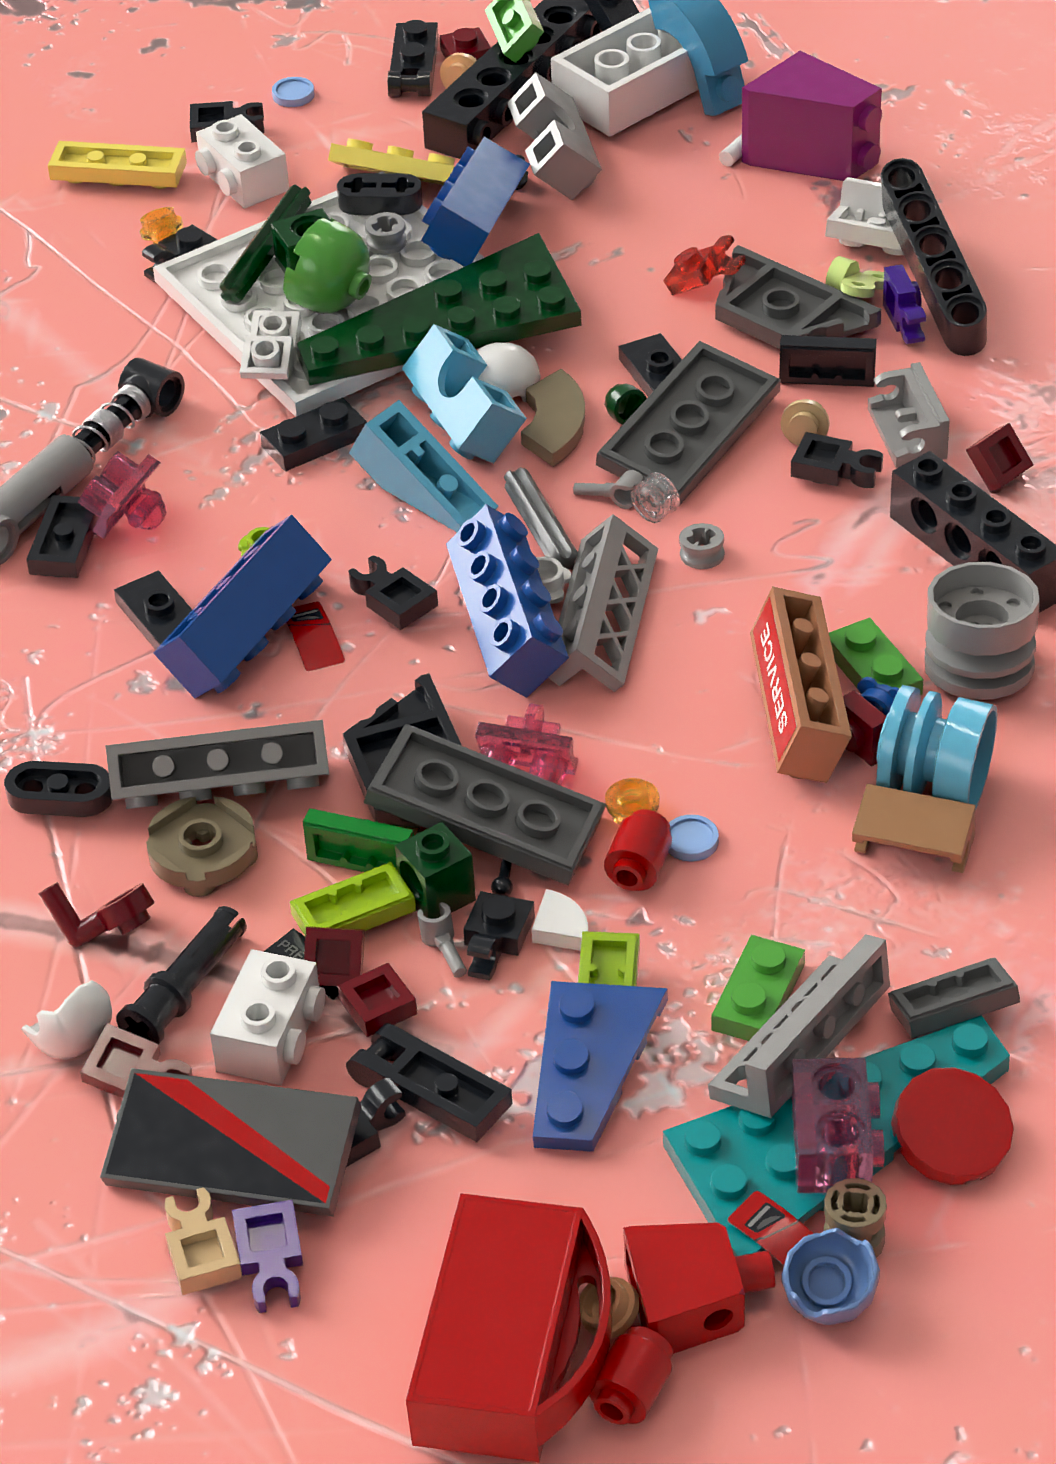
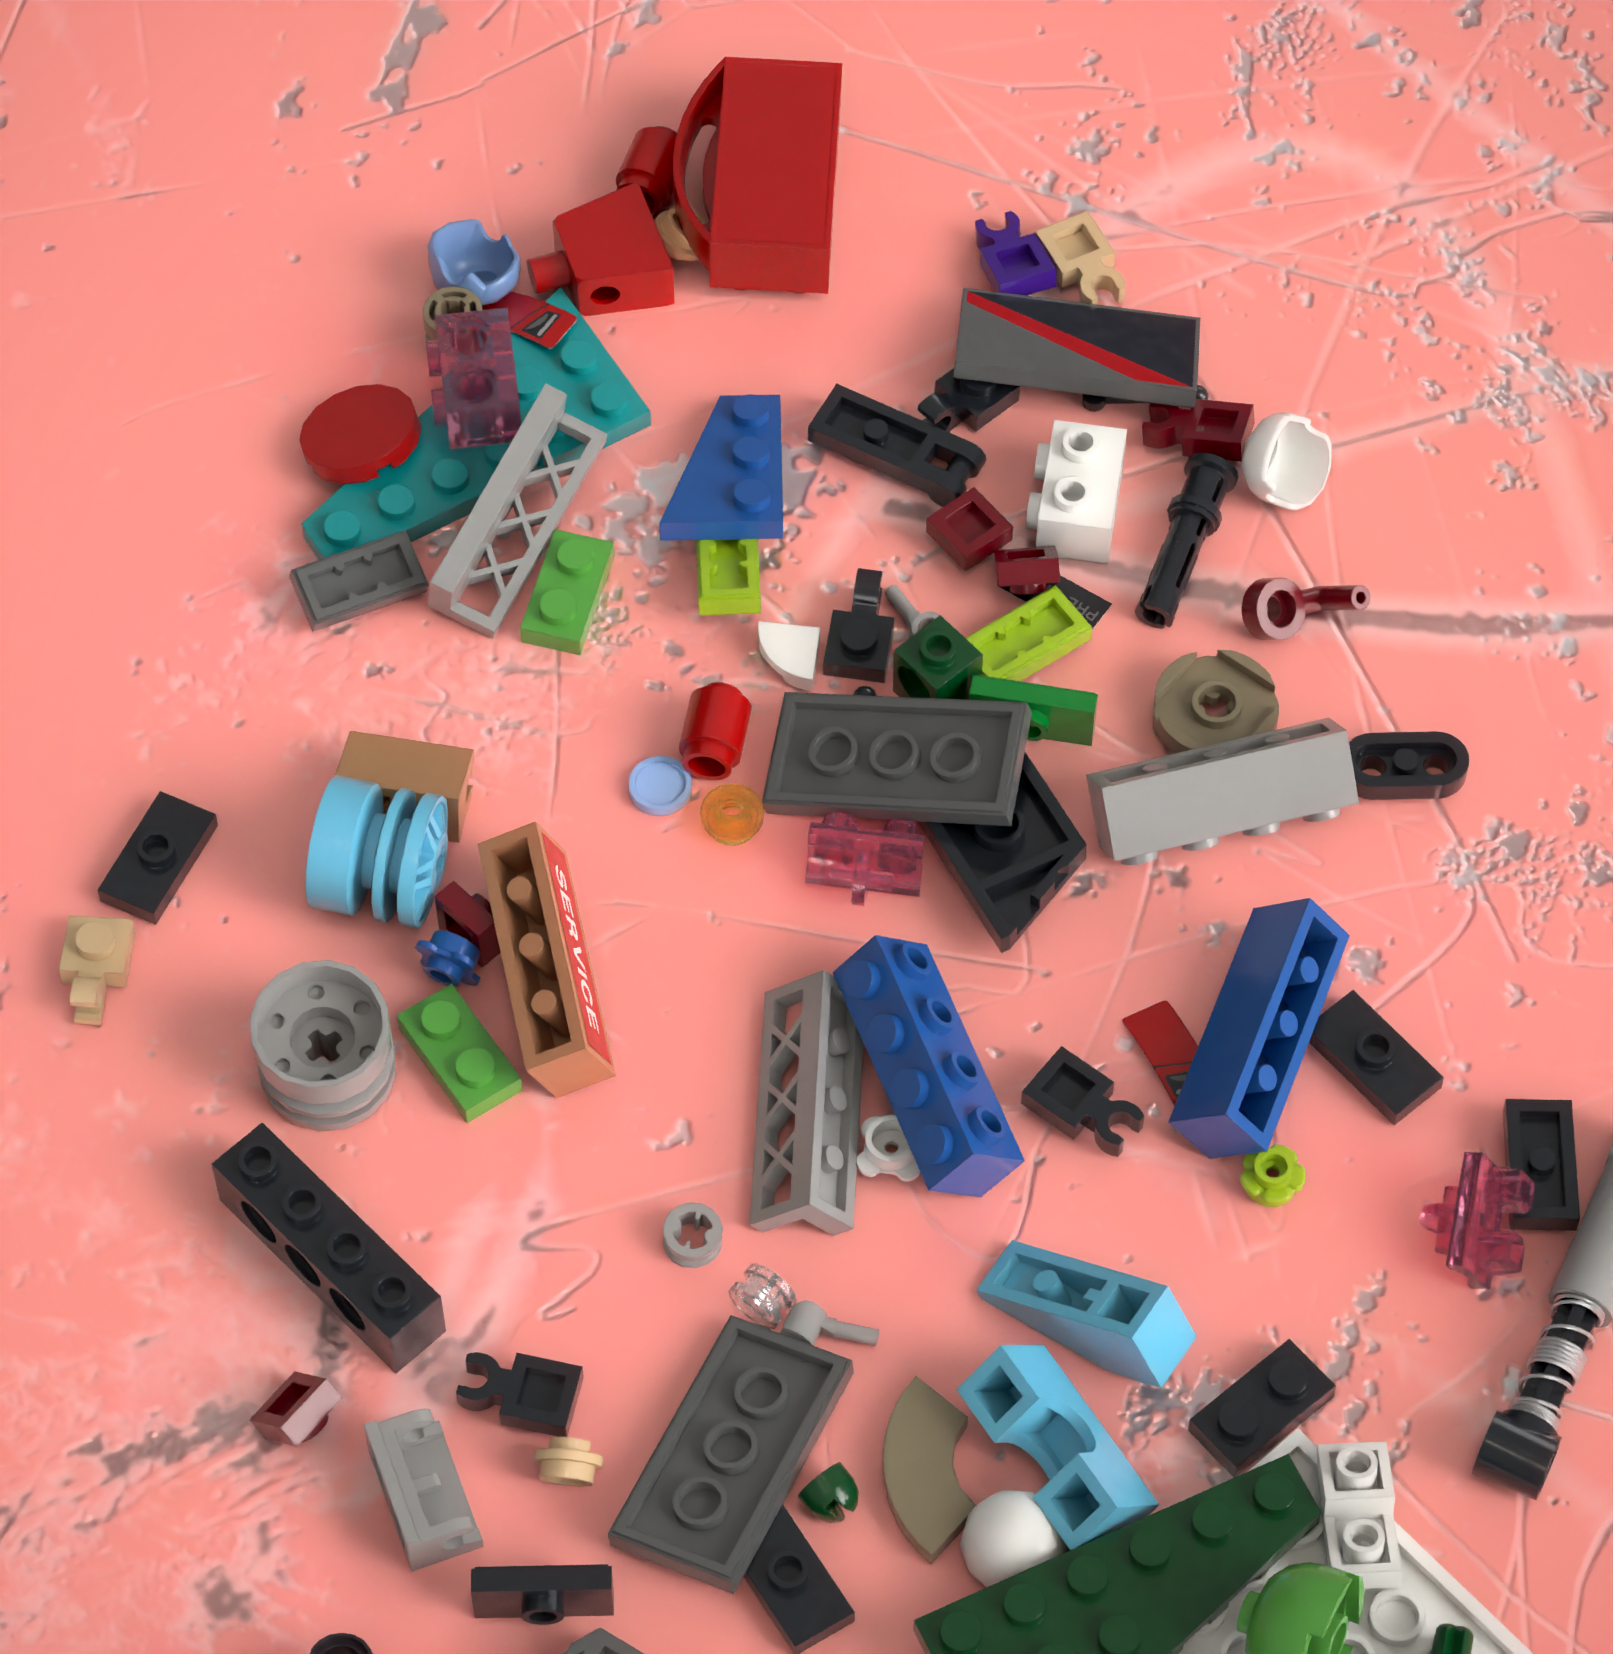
camera: 170 degrees right, 15 degrees up
(540, 517) = (914, 1261): dark grey axle -> none

